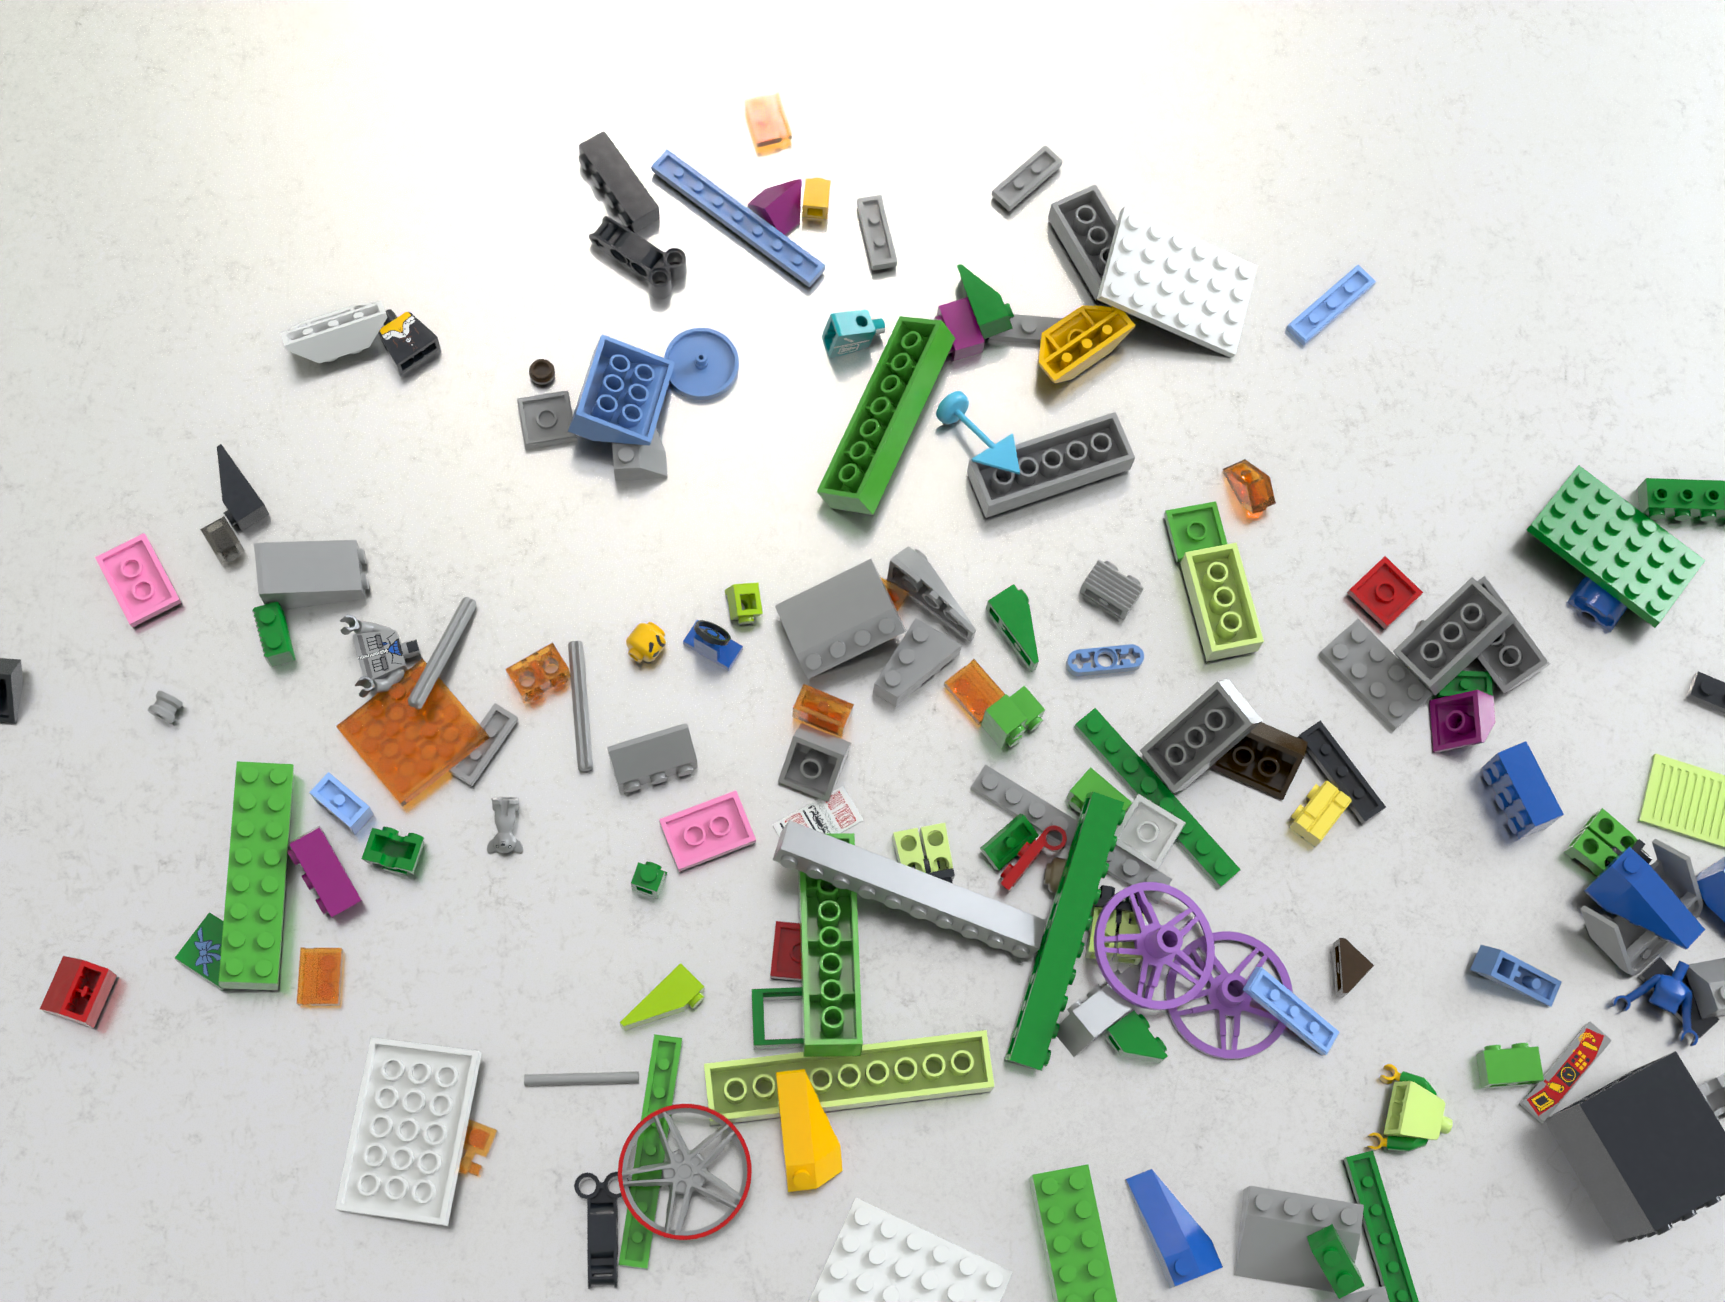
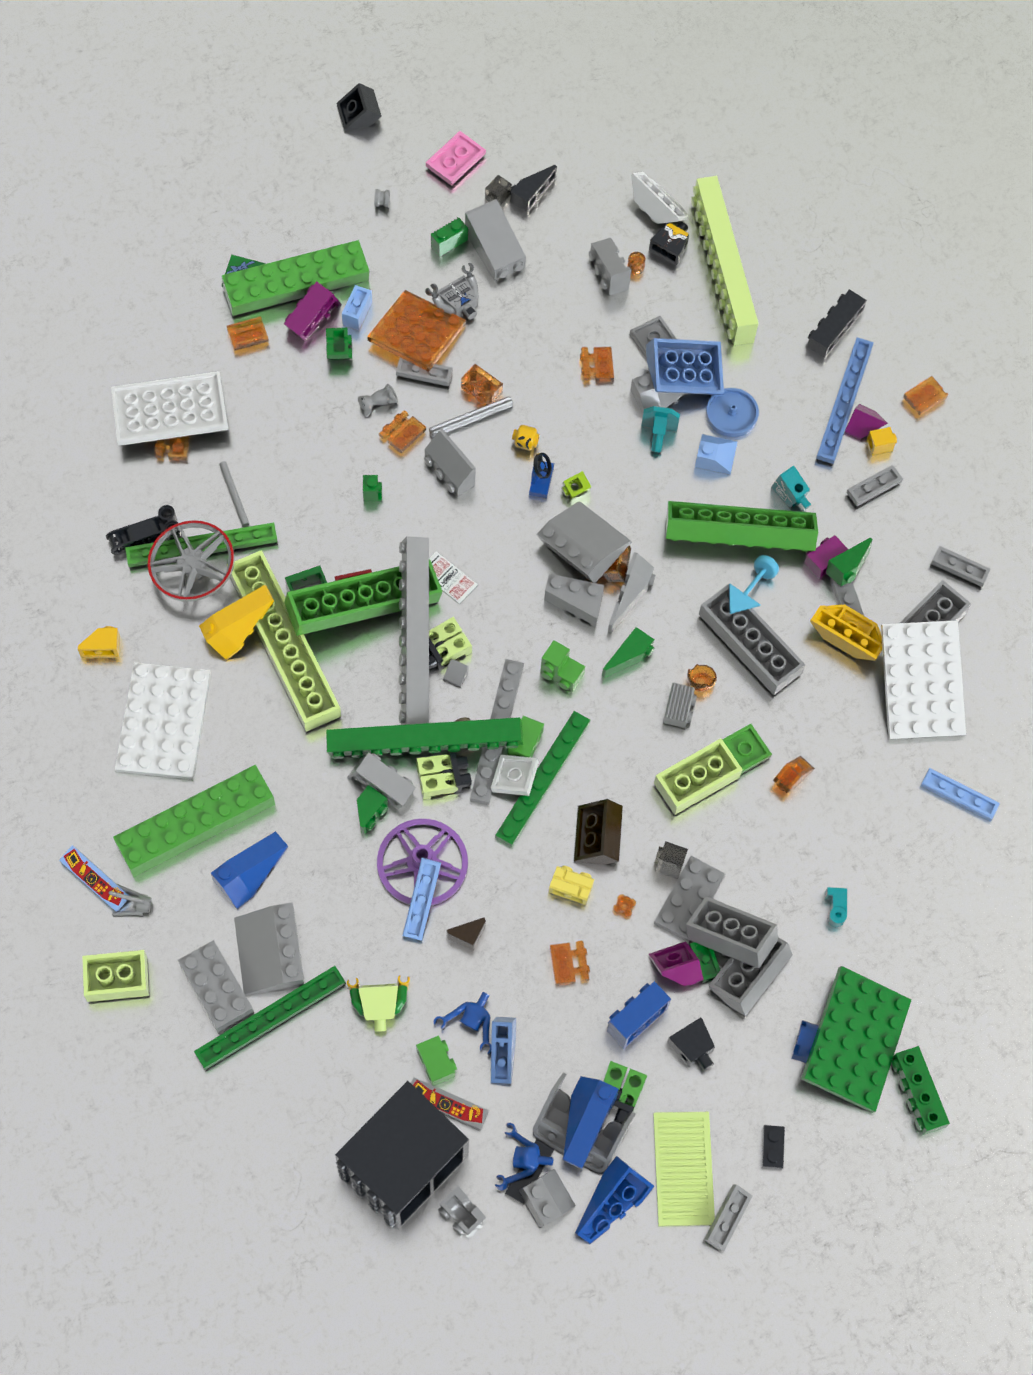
camera: 75 degrees right, 5 degrees down
(78, 991) = (195, 216): red slope -> none
(413, 434) = (610, 266): none -> light grey wedge
(419, 391) = (633, 259): none -> clear orange wheel
(442, 653) = (473, 327): light grey axle -> none
(468, 281) = (725, 261): none -> yellowish green brick
(541, 371) = (685, 323): dark brown plate -> none
(563, 501) = (602, 361): none -> clear orange plate
(577, 803) = (406, 434): none -> clear orange plate
(640, 256) = (788, 359): black piece -> none
(668, 998) = (301, 524): lime slope -> none
(694, 460) = (660, 420): none -> teal piece
(707, 830) = (416, 512): bright pink plate -> none
(755, 408) = (716, 454): none -> light blue slope
(814, 762) = (485, 559): light grey slope -> none
(822, 710) = (520, 551): clear orange brick -> none
(969, 859) = (456, 672): none -> light grey slope
(974, 690) = (575, 638): clear orange plate -> none
(1009, 841) = (475, 692): green plate -> none
(1028, 854) = (467, 704): red plate -> none
(1082, 546) = (701, 677): none -> clear orange hair
(1123, 650) = (630, 710): medium blue beam -> none
(1156, 944) = (435, 797): medium lavender wheel -> none
(1200, 735) = (590, 782): light grey brick -> none
(1328, 675) = (670, 859): none -> clear smoke brick
(1335, 1261) = (258, 969): green brick -> none
(1342, 772) = (607, 892): black plate -> none
(1370, 757) = (630, 903): none -> clear orange plate
(1385, 592) = (752, 887): red plate -> none
(1419, 861) = (563, 964): none -> clear orange plate
(1439, 502) = (838, 905): none -> teal leg
(1464, 1000) = (472, 1017): none -> blue piece
(1569, 738) = (693, 1044): none -> black torso

